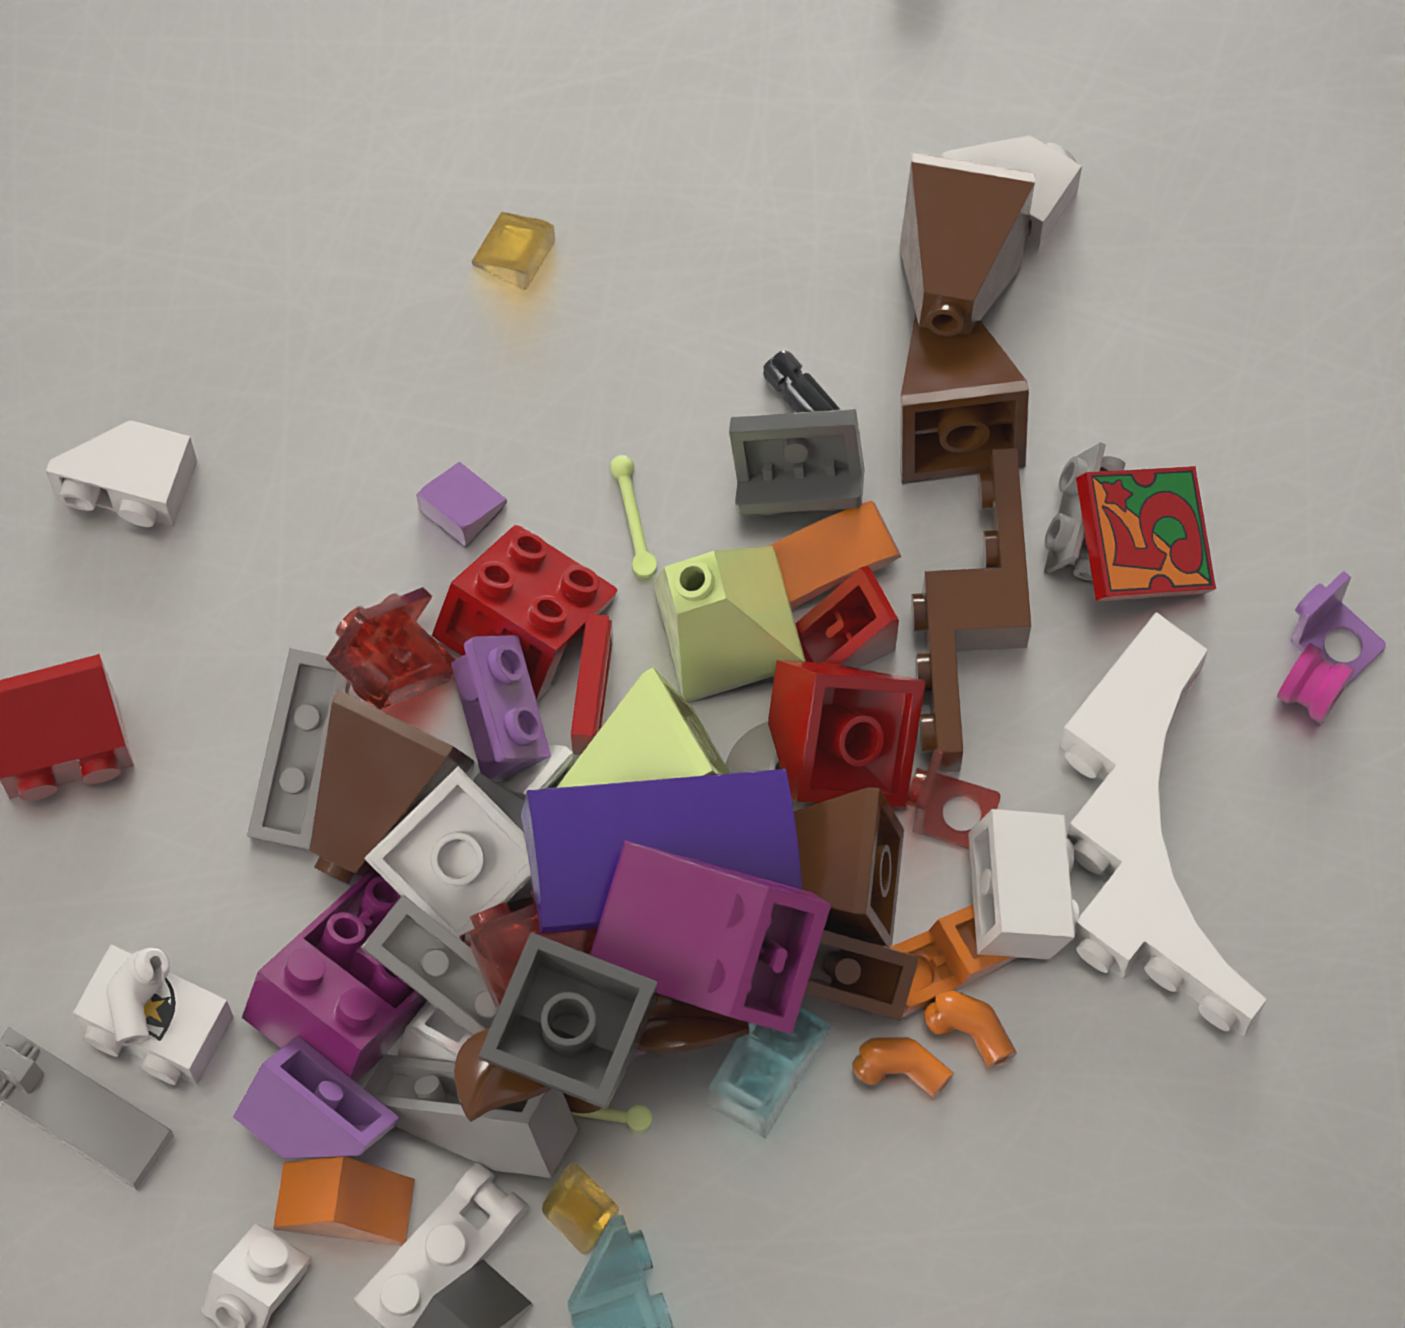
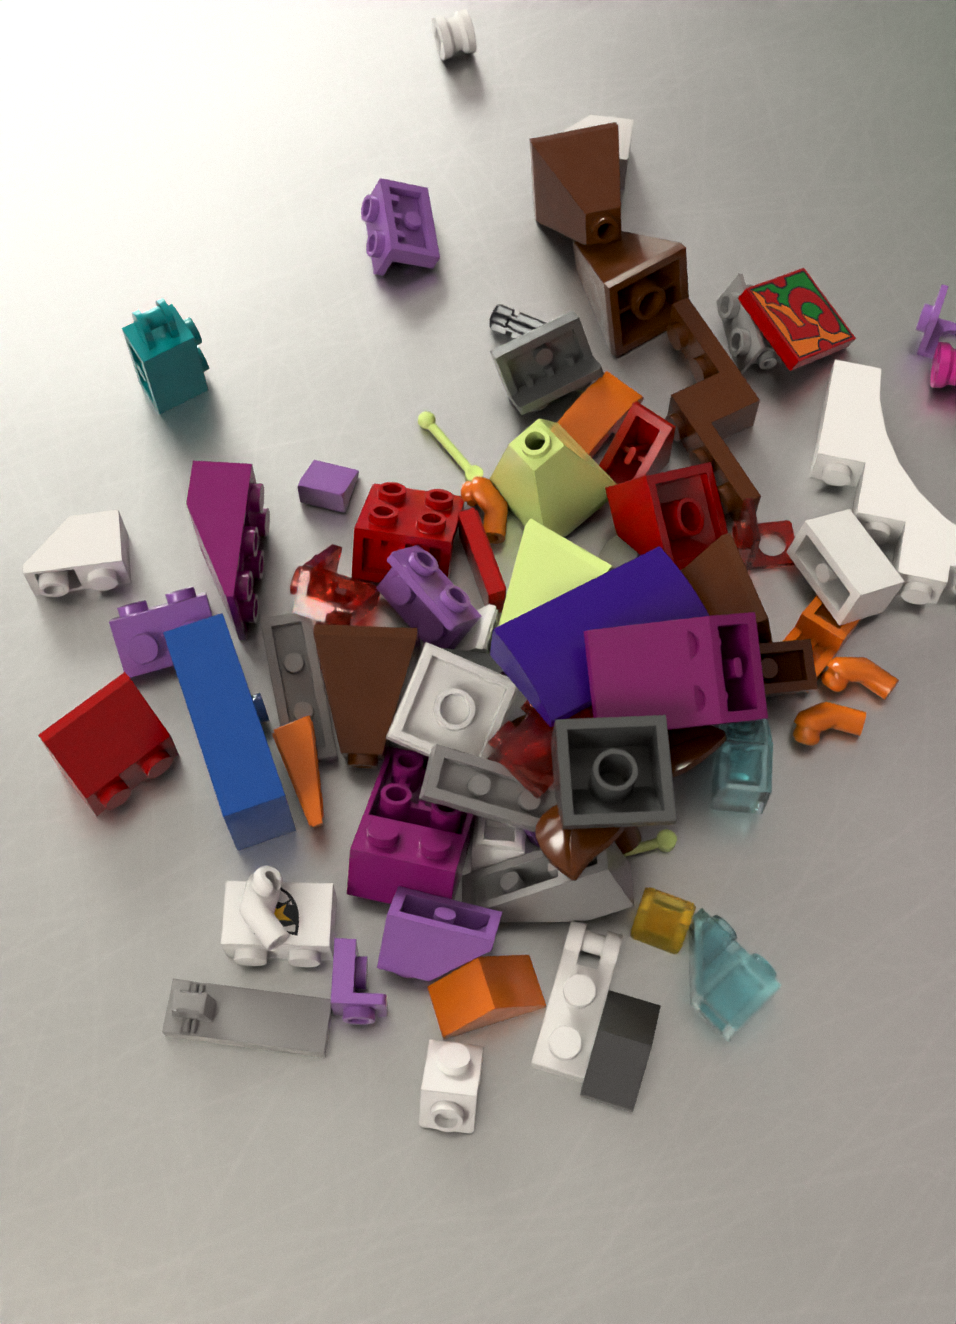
camera: 25 degrees left, 5 degrees down
(181, 610) = (141, 629): none -> medium lavender bracket
(194, 770) = (230, 731): none -> blue brick
(198, 1111) = (347, 976): none -> medium lavender bracket
(258, 842) = (299, 753): none -> orange slope
(307, 511) = (228, 525): none -> magenta slope
(335, 259) = (166, 355): none -> teal brick
(515, 248) = (285, 313): clear yellow slope -> none
(642, 606) = (495, 508): none -> orange arm
(715, 187) = (399, 226): none -> medium lavender bracket

